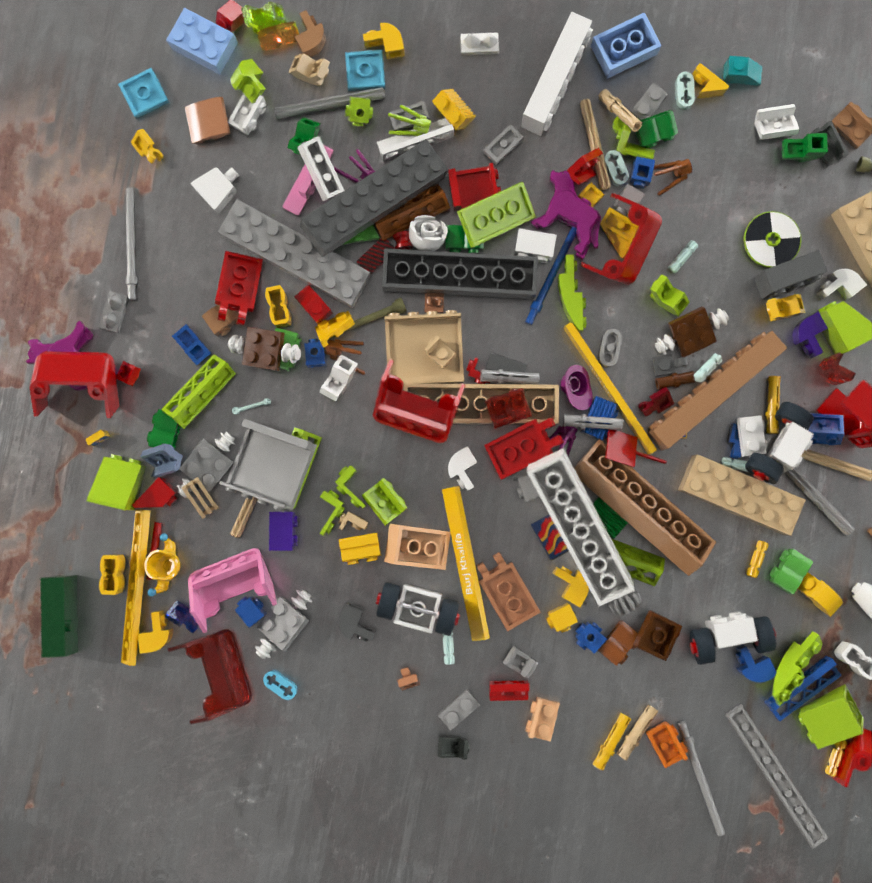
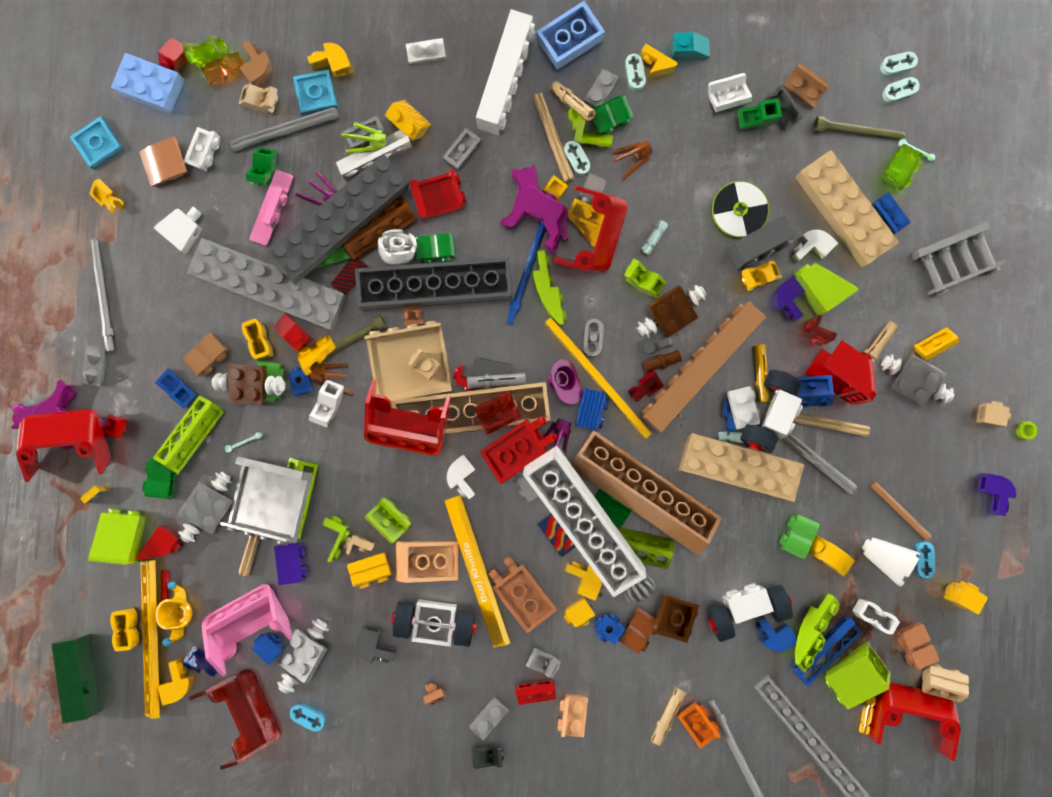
camera: 15 degrees left, 0 degrees up
(163, 458) = (161, 507): sand blue bracket -> none
(208, 510) = (213, 552): tan tile -> none
(238, 285) = (214, 323): red tile -> none
(247, 78) = (197, 115): lime brick -> none
(320, 168) = (280, 197): white brick -> none
(345, 475) = (346, 499): lime bracket -> none
(366, 111) = (309, 127): lime brick -> none
(402, 240) = (373, 258): red wheel -> none
(448, 648) = (471, 660): light aqua axle -> none
(496, 214) = (463, 220): lime tile -> none
(535, 245) = (506, 245): white brick -> none
(569, 420) = (605, 413): light grey pin -> none
(582, 168) = (544, 162): red bracket -> none
(611, 742) = (643, 731): yellow pin -> none
(622, 449) = (617, 436): red piece -> none
(643, 166) = (605, 153): blue brick -> none
(707, 368) = (692, 345): light aqua axle -> none
(757, 559) = (765, 528): yellow axle -> none

